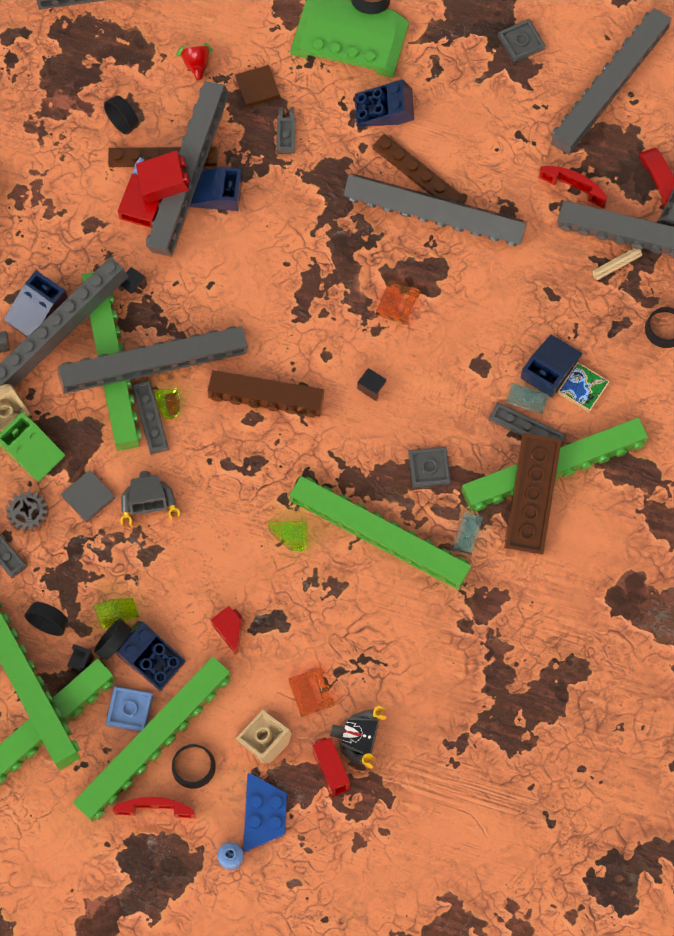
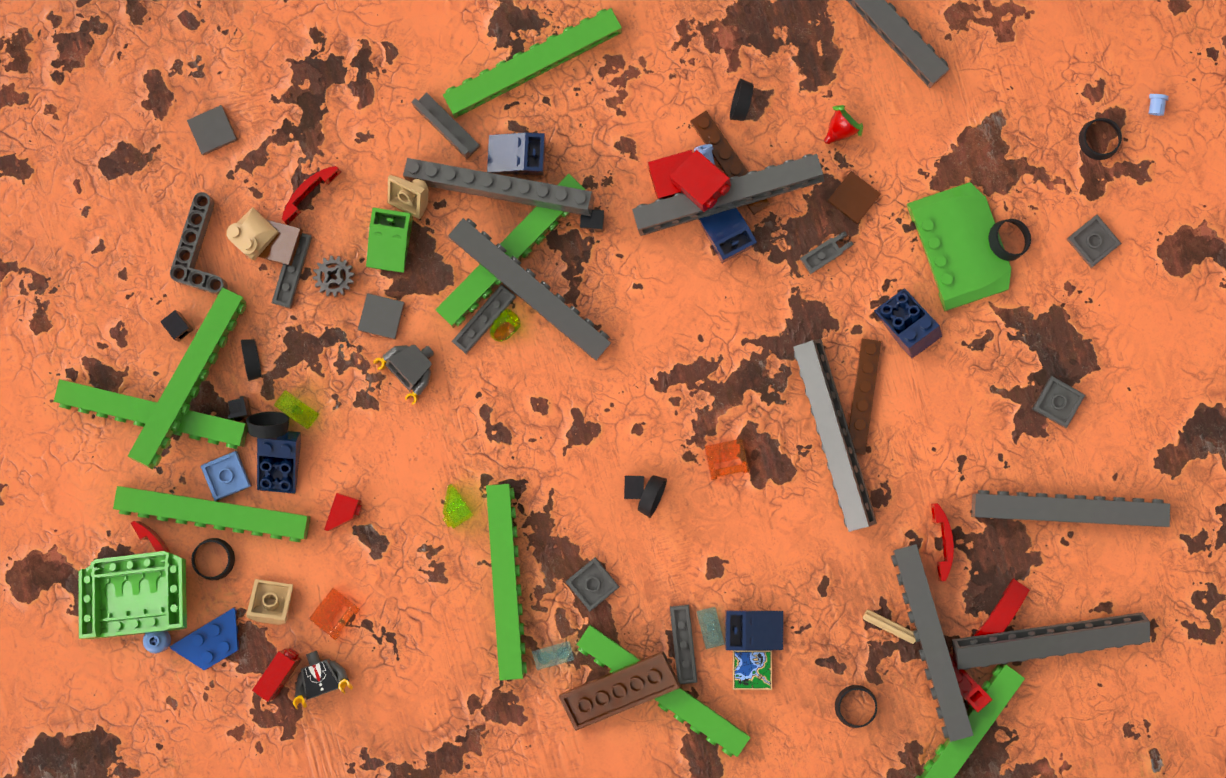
camera: 60 degrees right, 15 degrees up
(177, 848) = (132, 595): none -> bright green slope
(265, 393) = (566, 403): reddish brown brick -> none
(388, 371) = (652, 495): none -> black tyre

